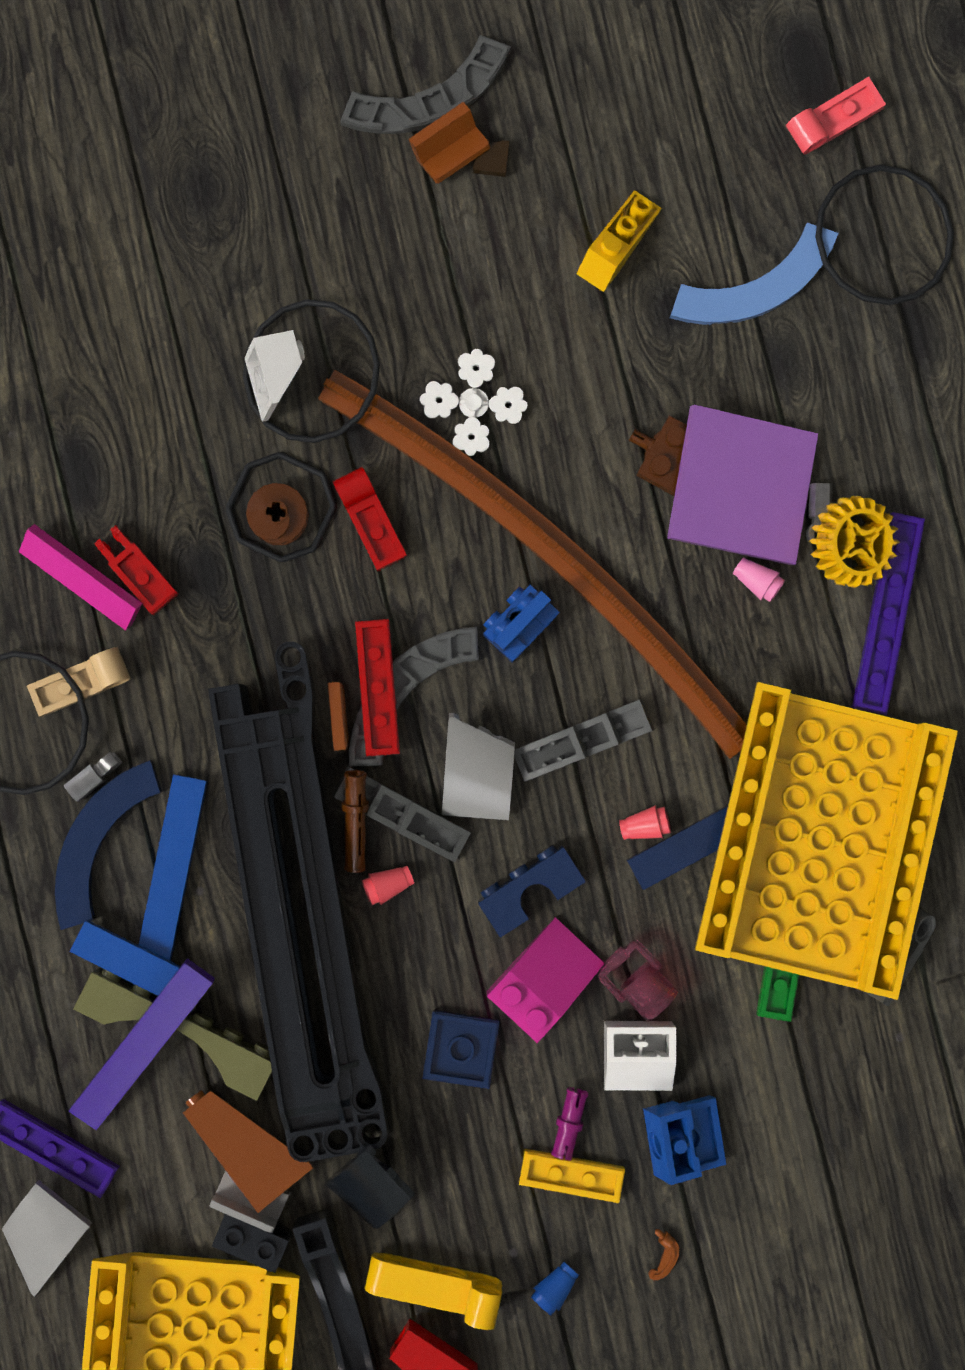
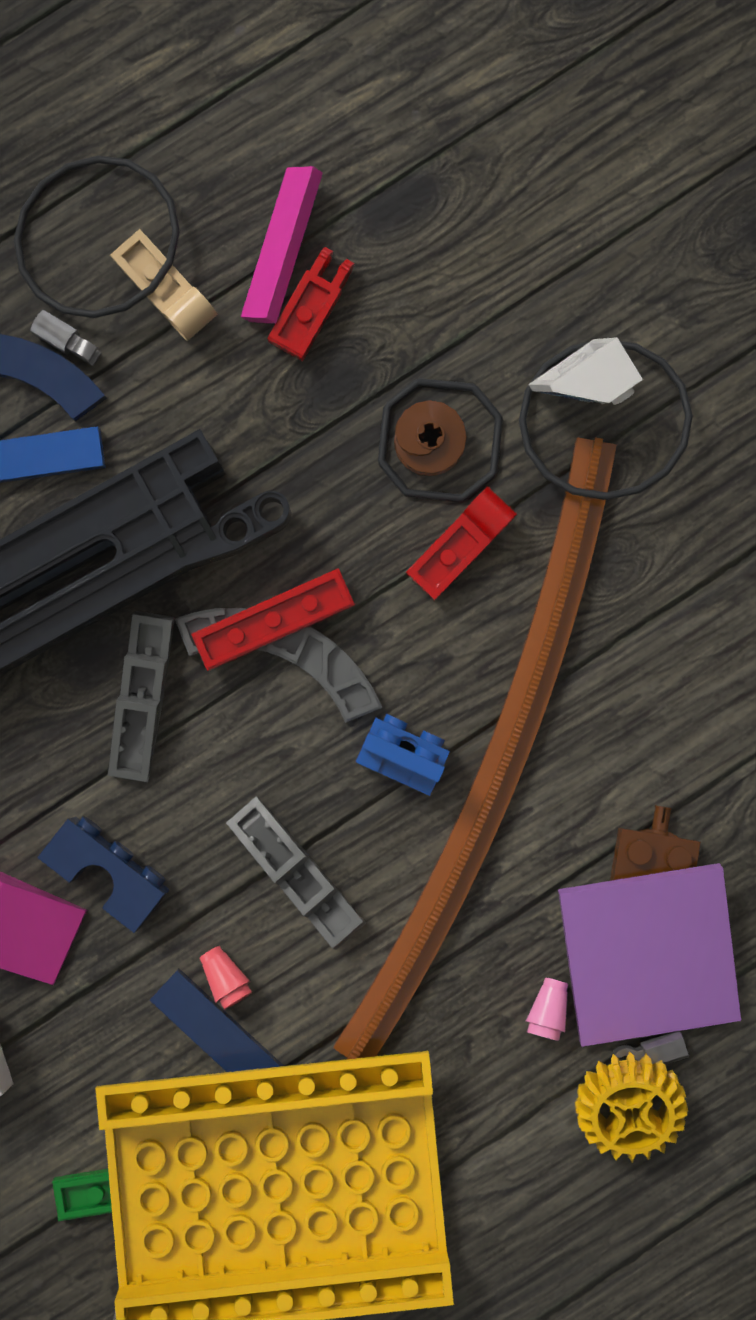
camera: 75 degrees right, 0 degrees up
(338, 716) = (225, 587): dark orange tile -> none
(355, 811) = (128, 642): reddish brown pin -> none
(386, 884) = (57, 708): coral cone -> none
(473, 402) = (635, 614): white plant -> none
(477, 772) = (216, 765): light grey slope -> none
(645, 988) = (40, 1040): clear pink piece -> none
(888, 619) = (555, 1175): dark purple tile -> none

